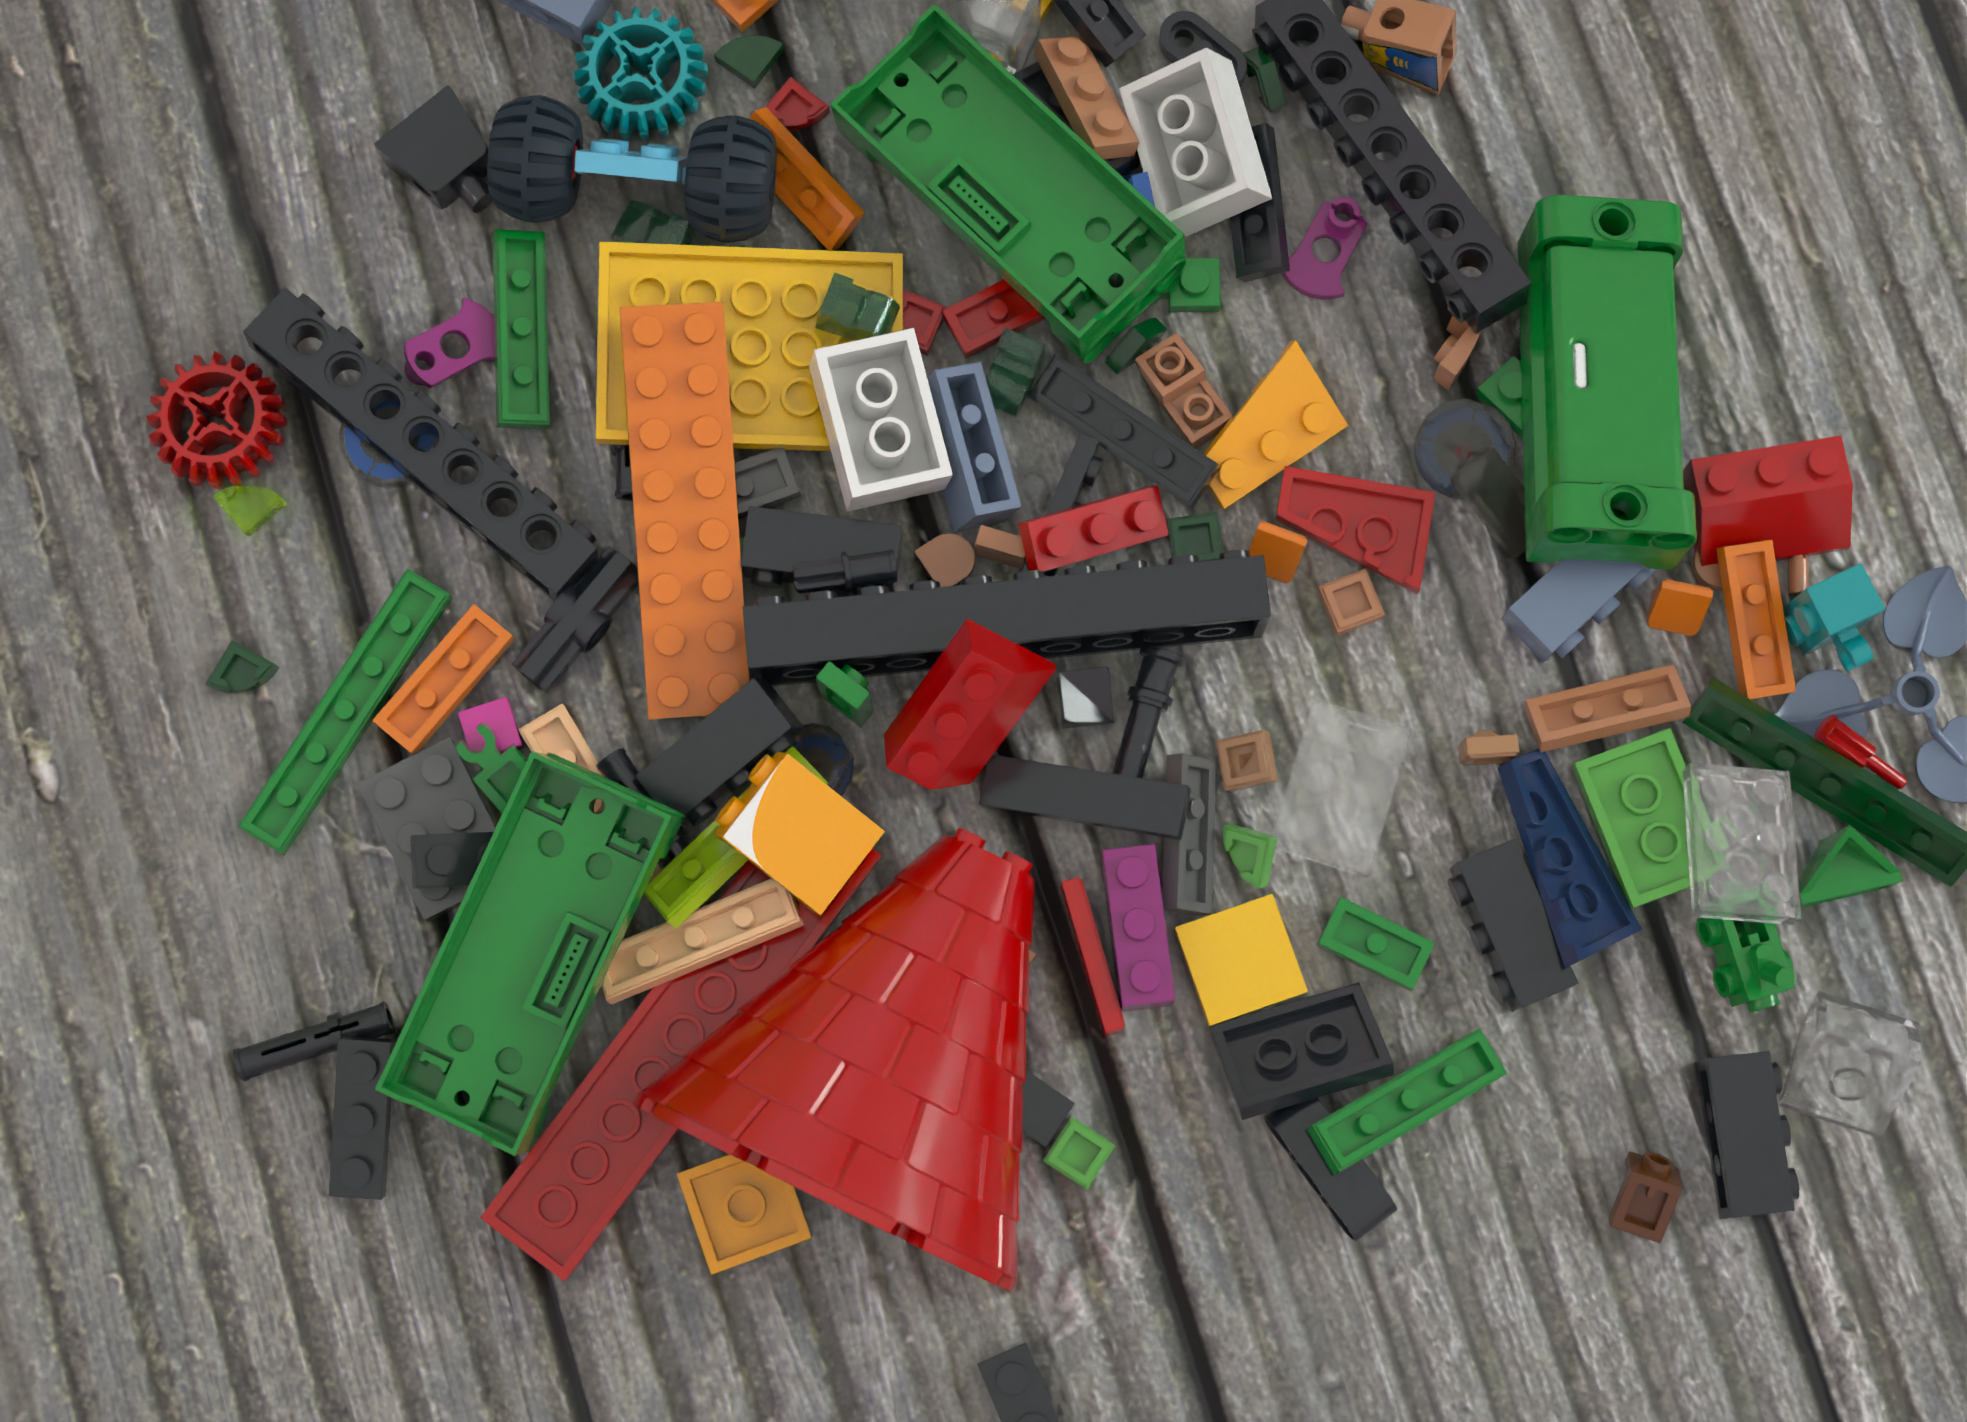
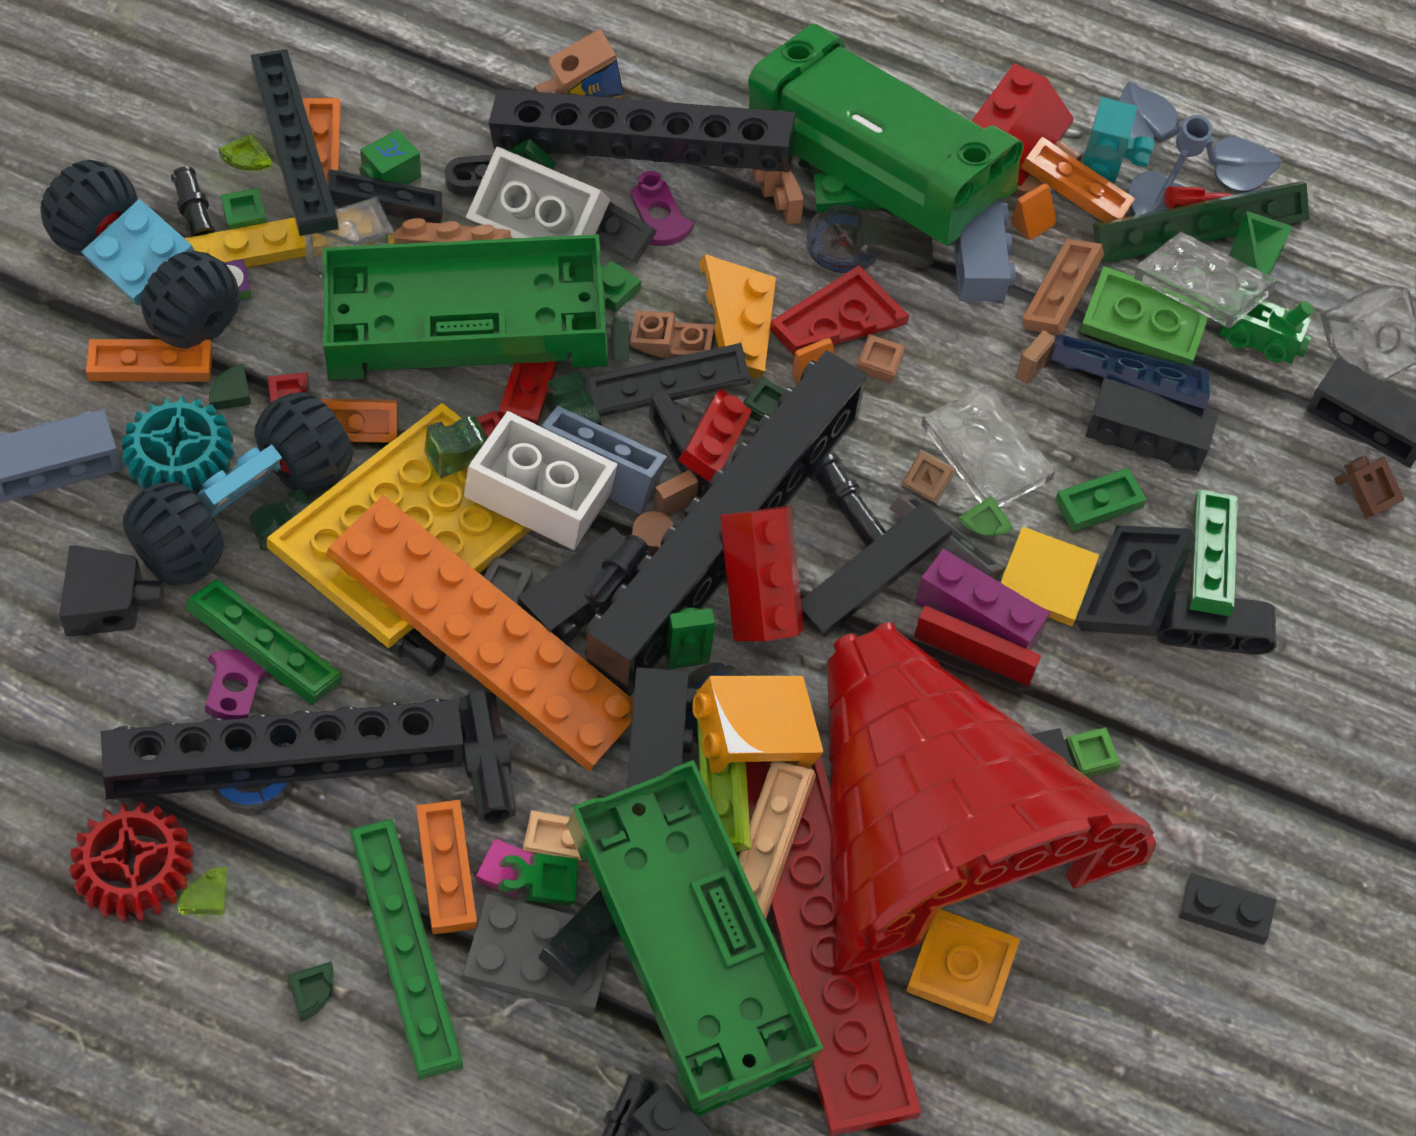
camera: 55 degrees left, 20 degrees down
(1085, 697) = (812, 527): black slope -> none

